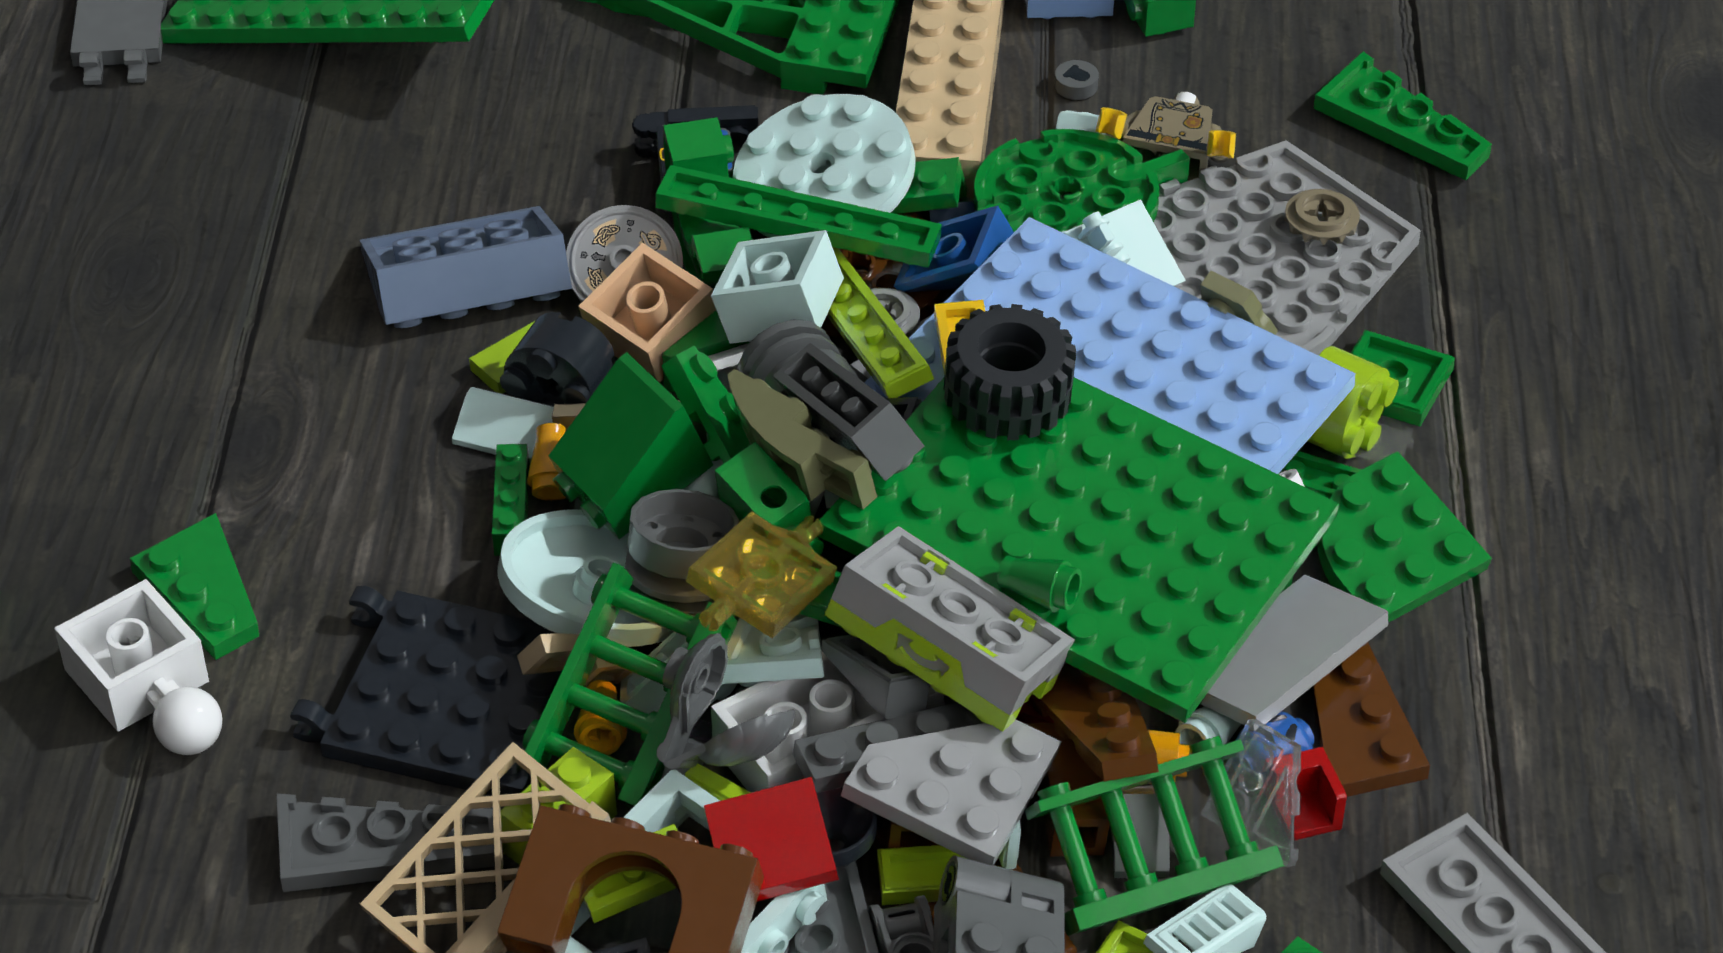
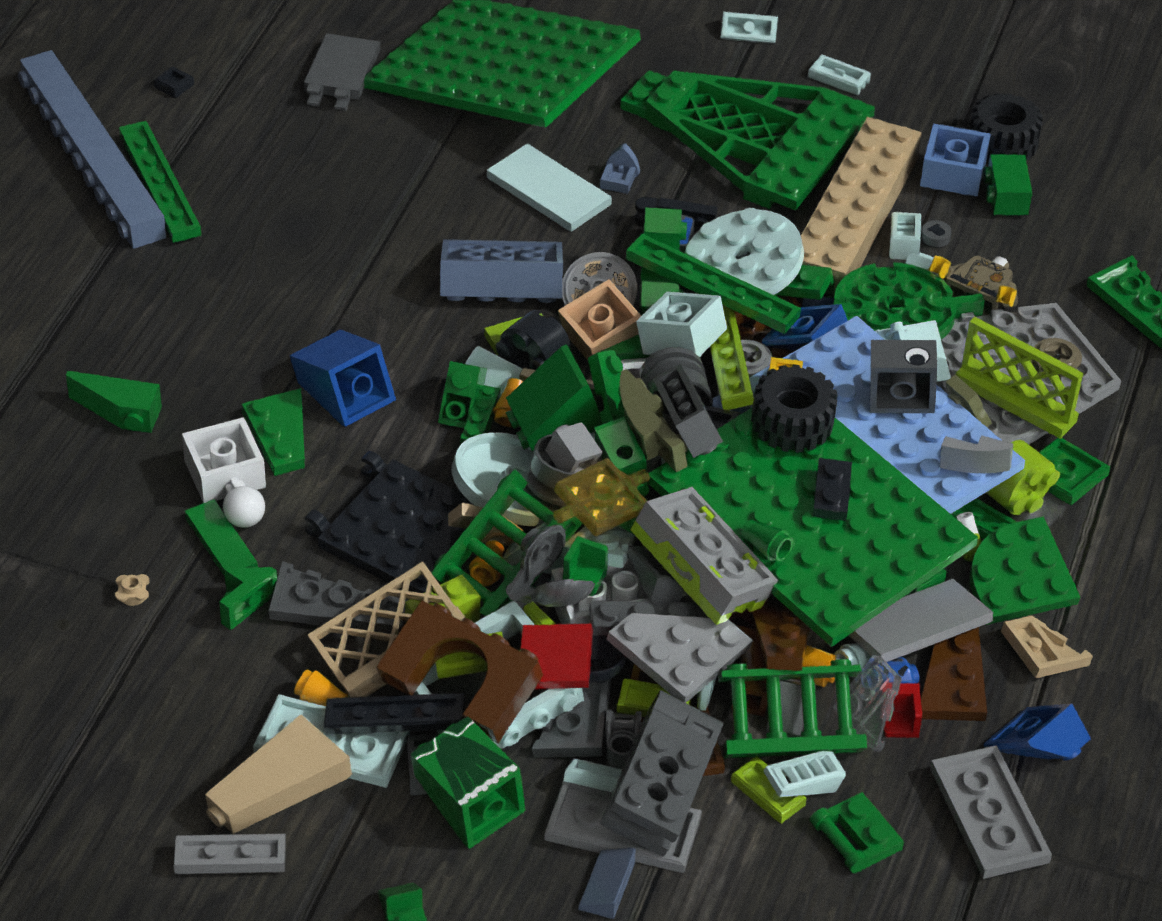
camera: 15 degrees right, 0 degrees up
(44, 909) = (132, 589): none -> tan plate
(165, 783) = (219, 537): none -> green tile
(234, 858) = (246, 593): none -> green slope
(279, 478) = (344, 375): none -> blue slope
(469, 466) = (460, 393): none -> green slope
(492, 130) = (549, 187): none -> light aqua tile
(589, 83) = (620, 170): none -> sand blue tile
(691, 510) = (573, 448): none -> light grey brick
(766, 681) = (586, 562): none -> green panel
(1034, 91) = (904, 235): none -> light aqua slope
(1105, 481) = (832, 489): none -> black plate
(1144, 288) = (903, 376): none -> dark grey brick
(1286, 282) = (1012, 392): none -> lime fence
(1308, 381) = (985, 457): none -> light grey slope
(1468, 646) = (1042, 648): none -> tan wing
(1523, 776) = (1043, 733): none -> blue slope

